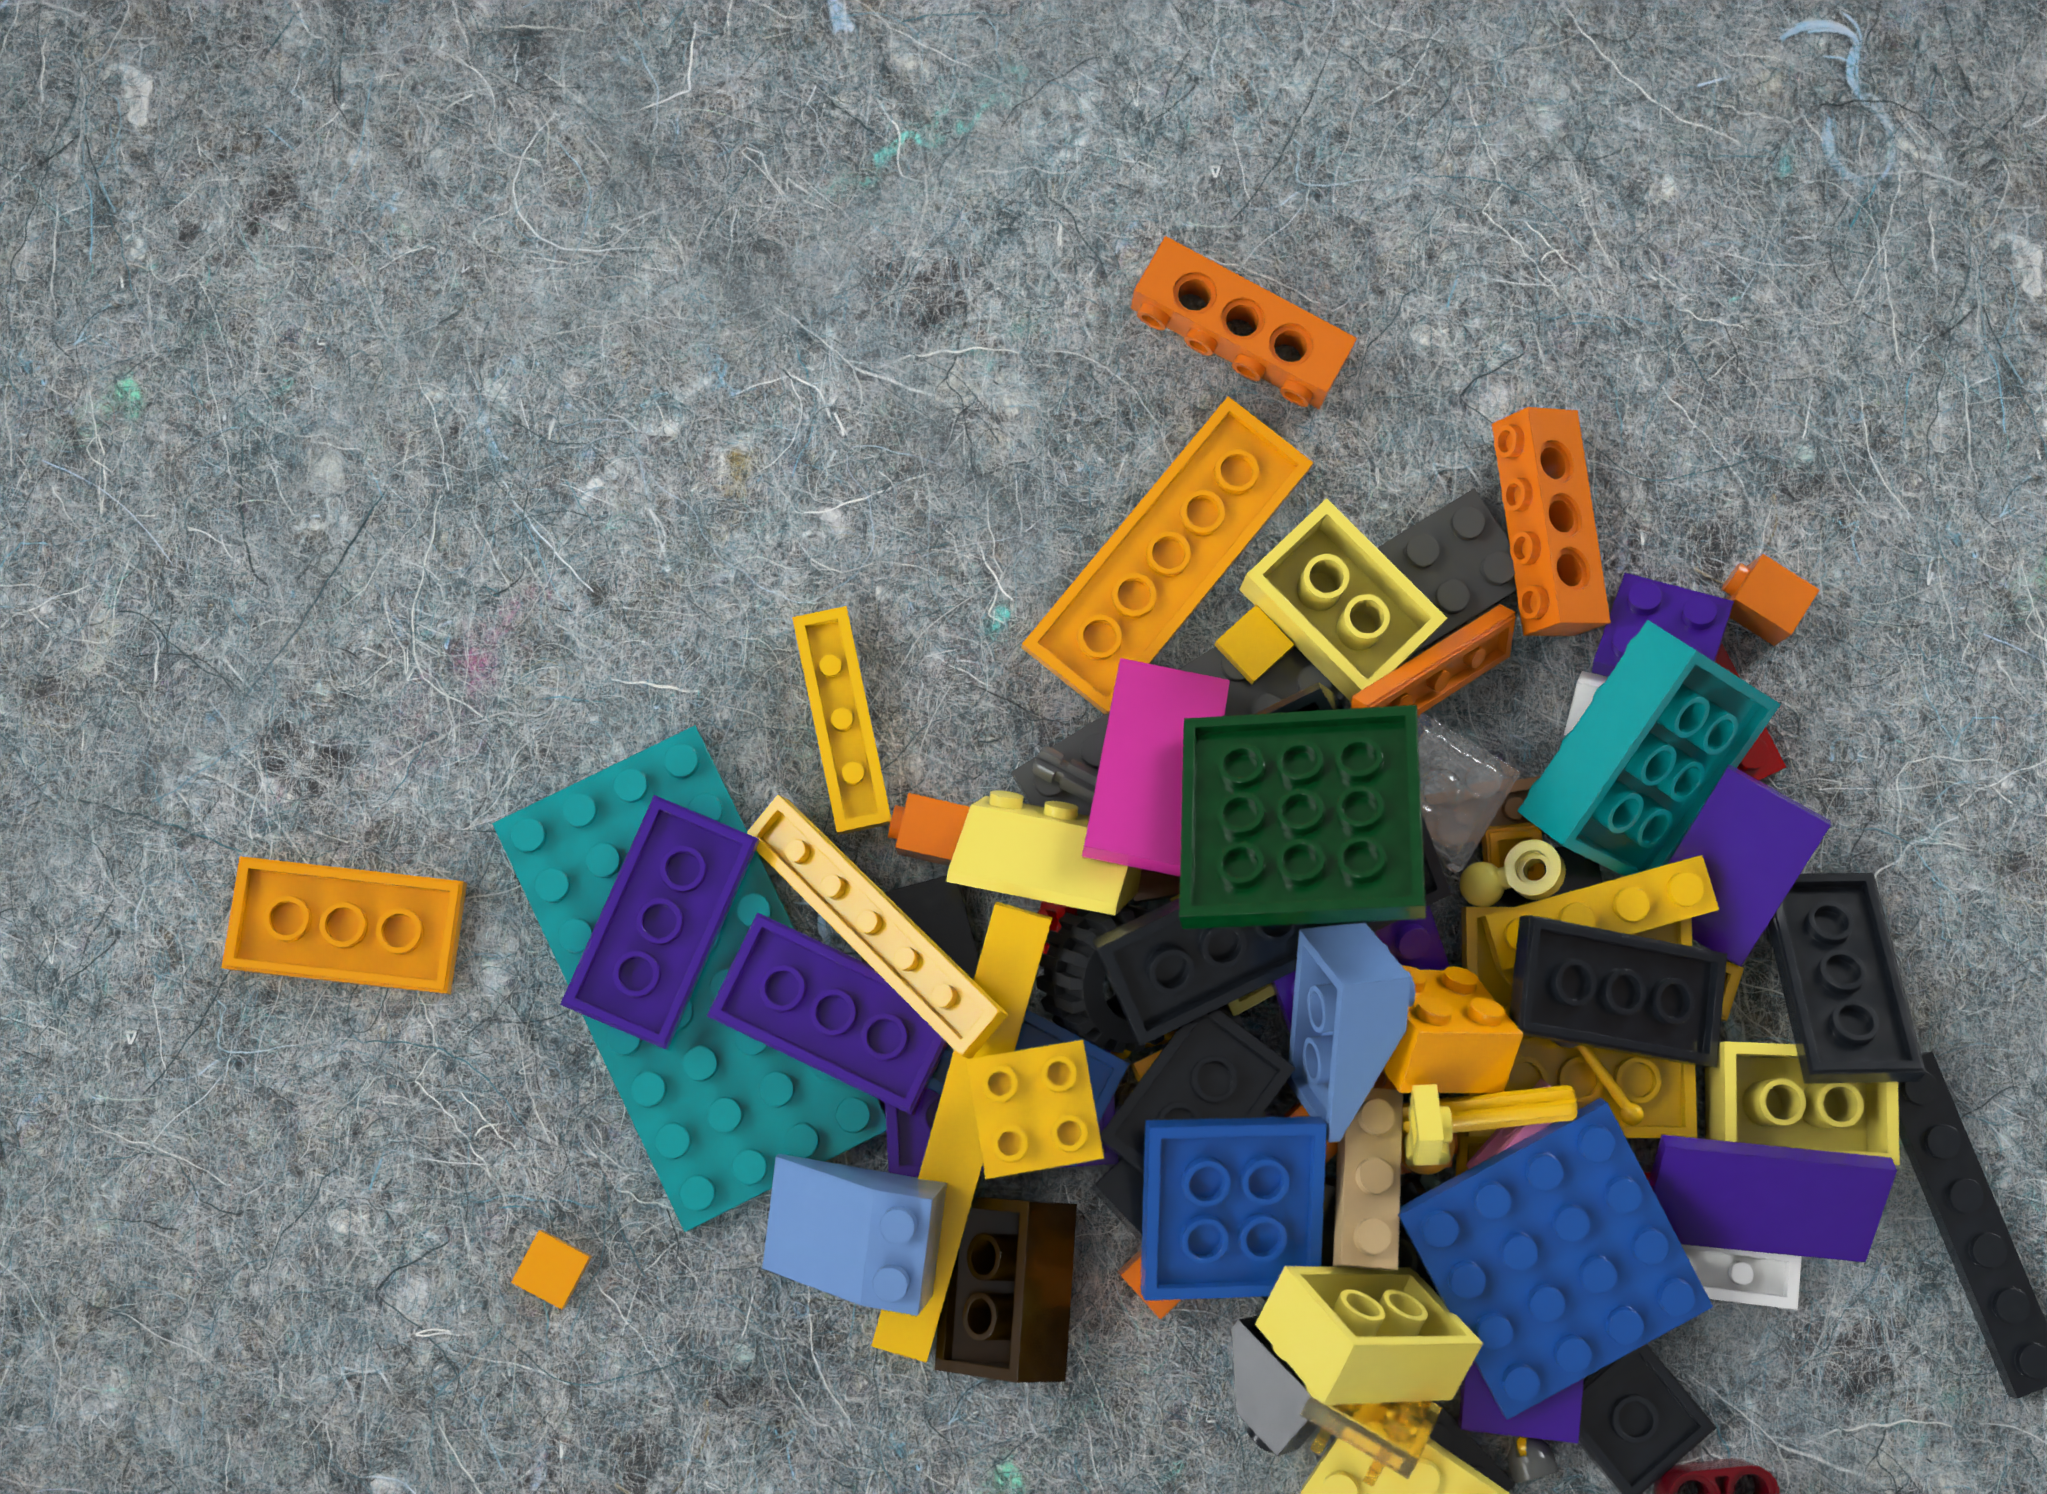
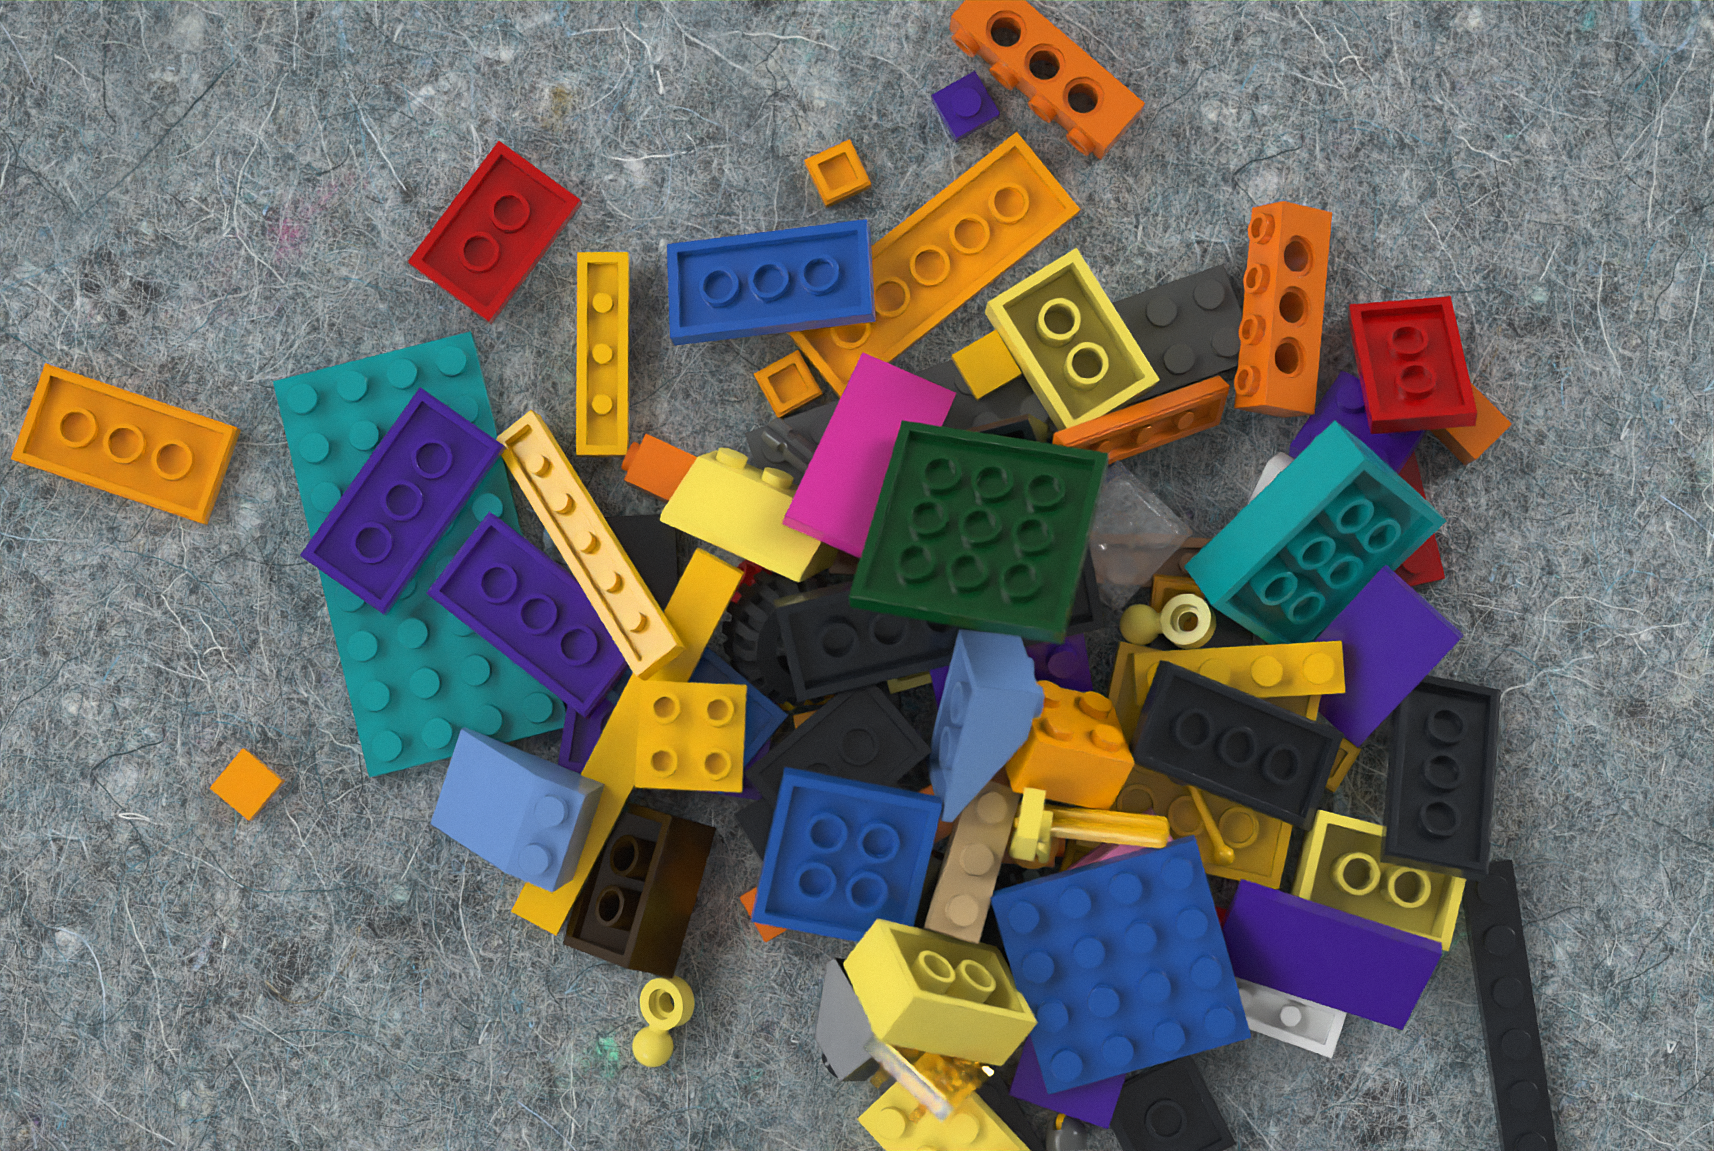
camera: 15 degrees right, 5 degrees up
(699, 615) = (495, 232): none -> red plate
(1005, 605) = (770, 282): none -> blue plate
(1045, 710) = (788, 384): none -> light orange tile
(1048, 479) = (837, 173): none -> light orange tile
(1058, 1458) = (653, 1043): none -> light yellow plate
(1166, 382) = (965, 106): none -> dark purple plate
(1701, 551) = (1411, 365): none -> red plate

